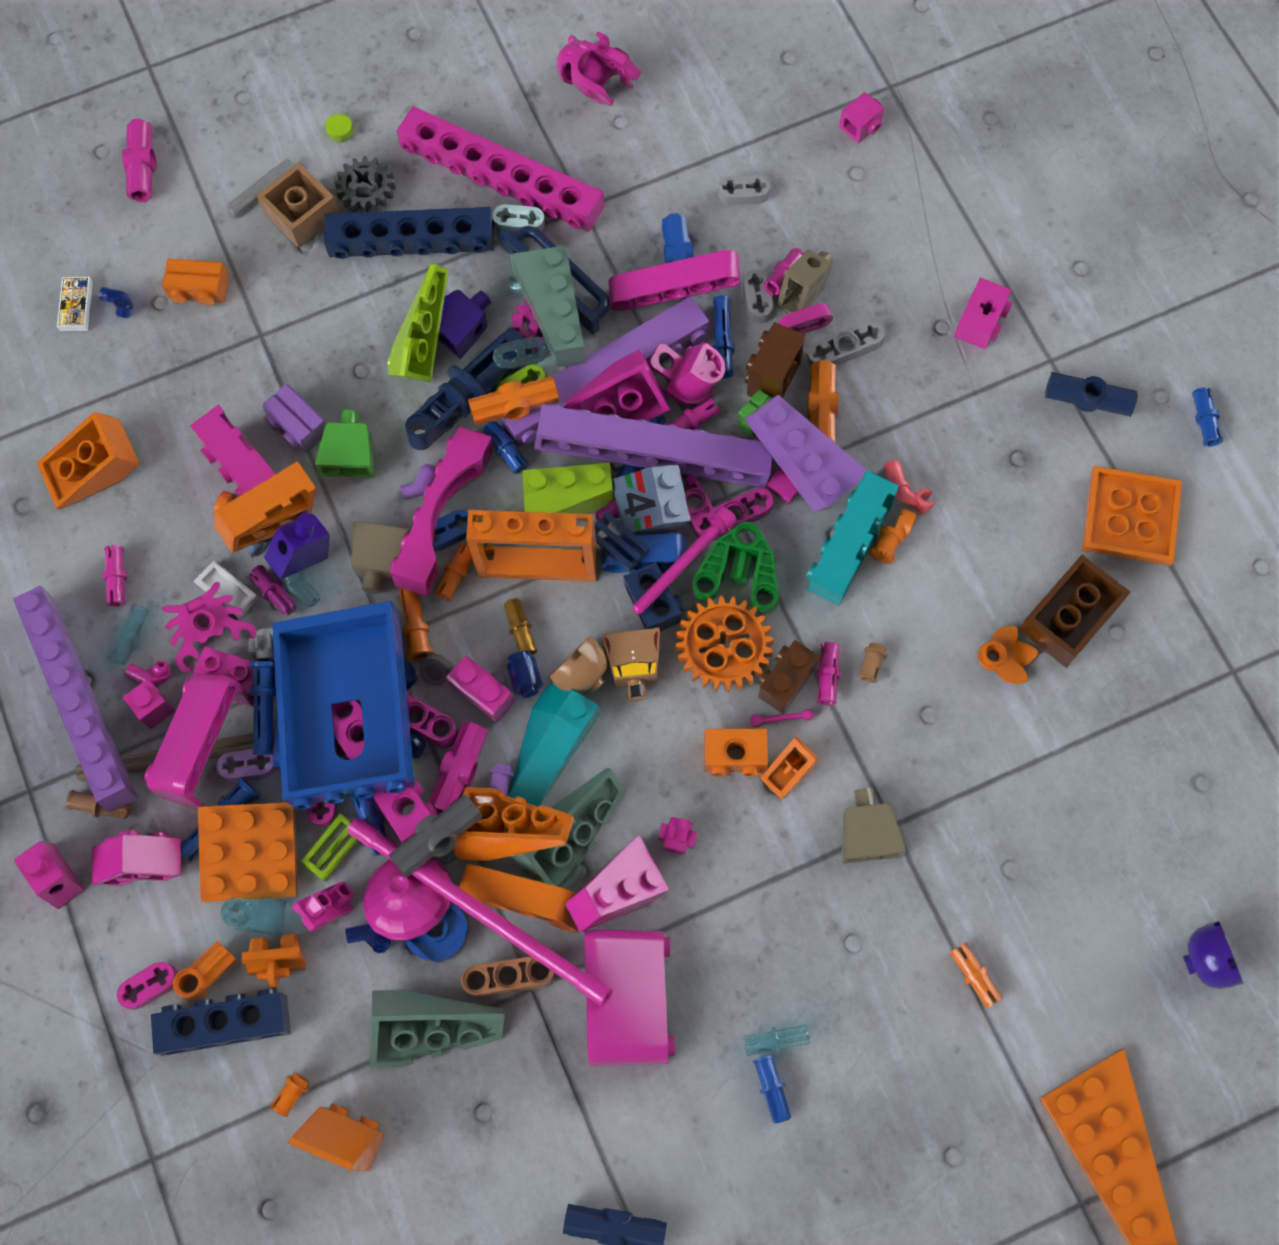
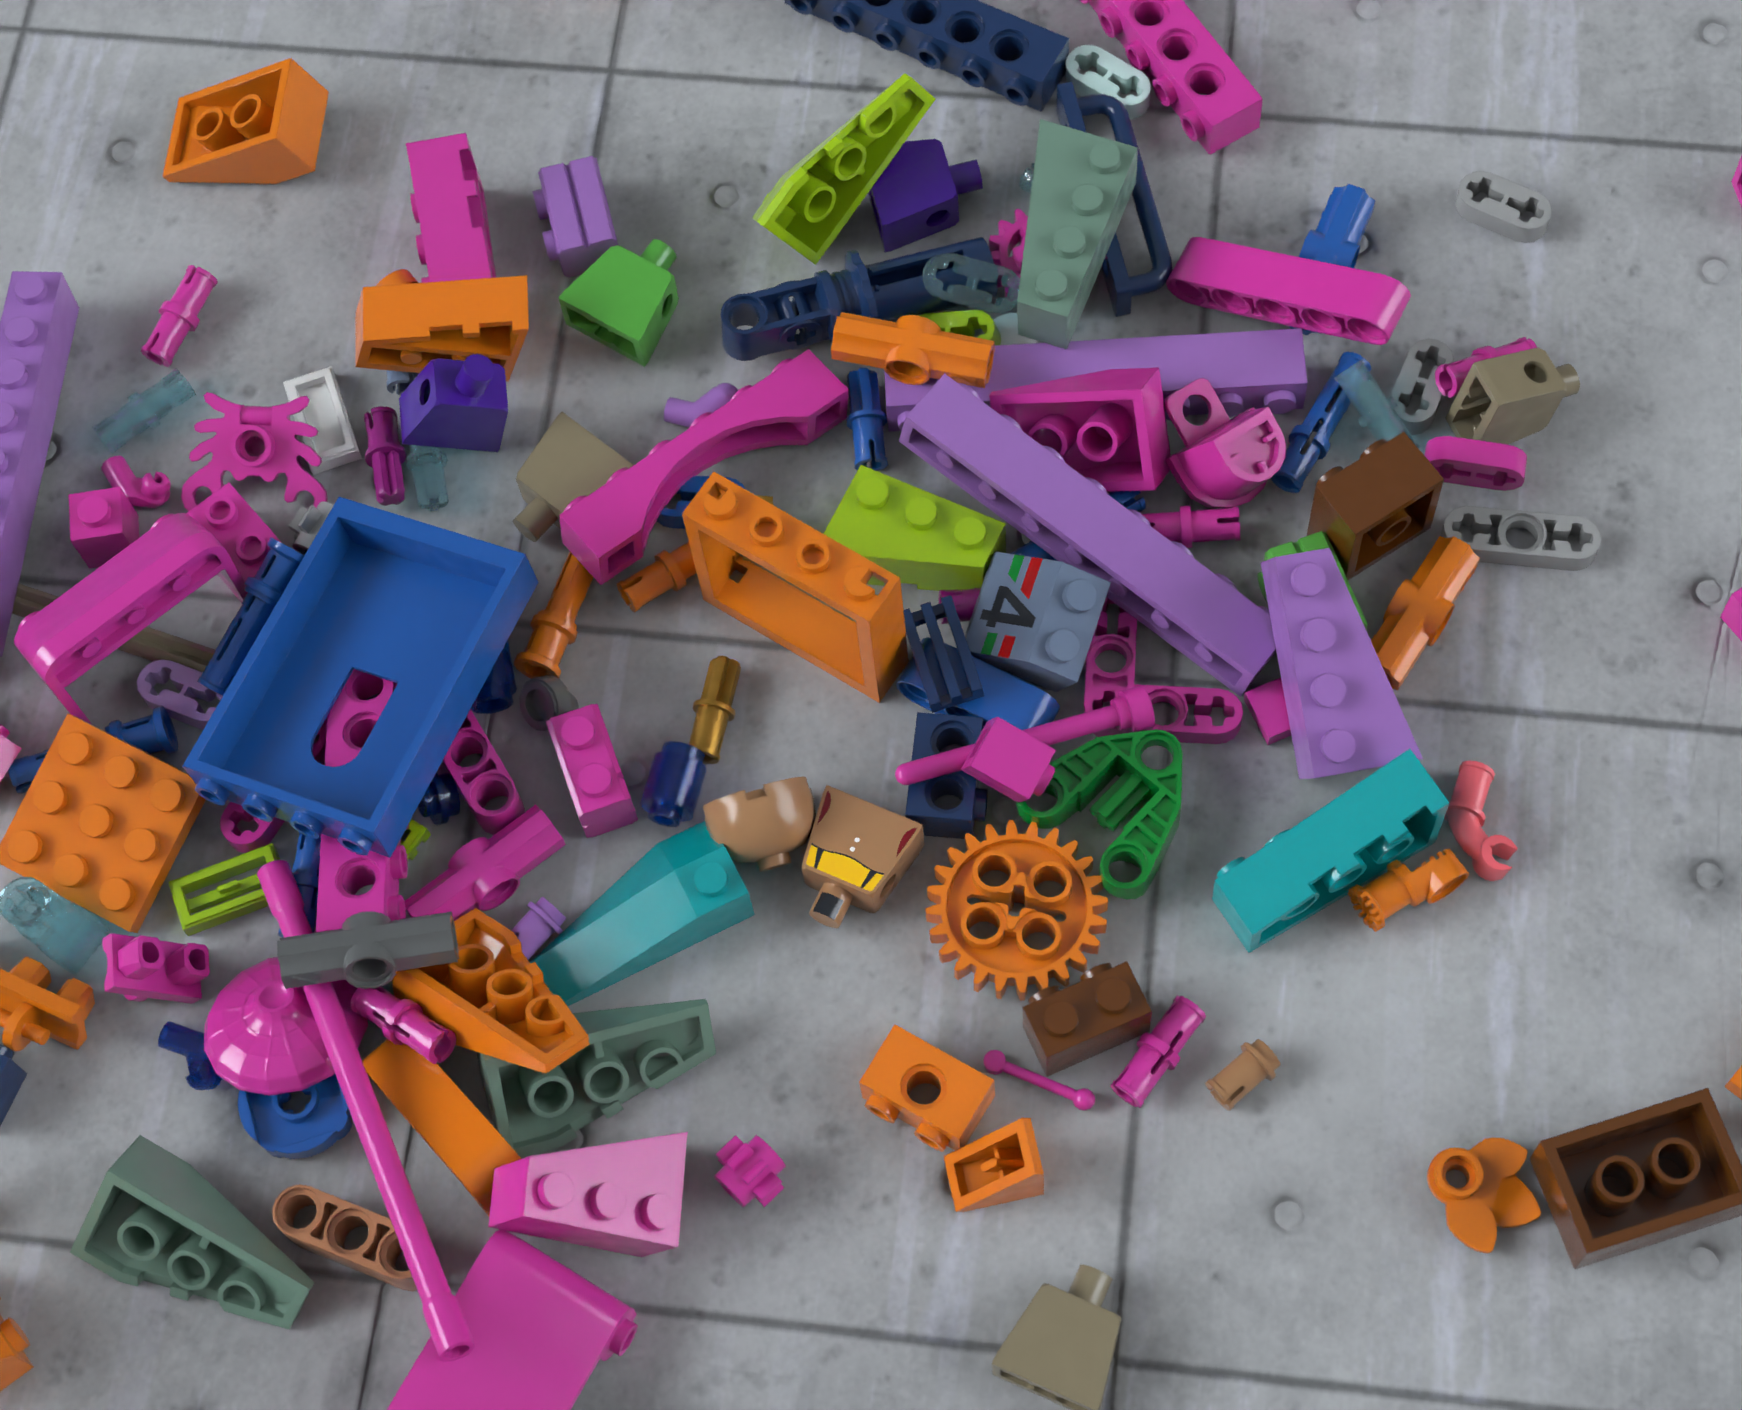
camera: 35 degrees right, 5 degrees down
(471, 861) = (404, 1023): none -> dark pink pin
(686, 575) = (1010, 761): none -> dark pink brick
(745, 317) = (1371, 403): none -> clear light blue pin

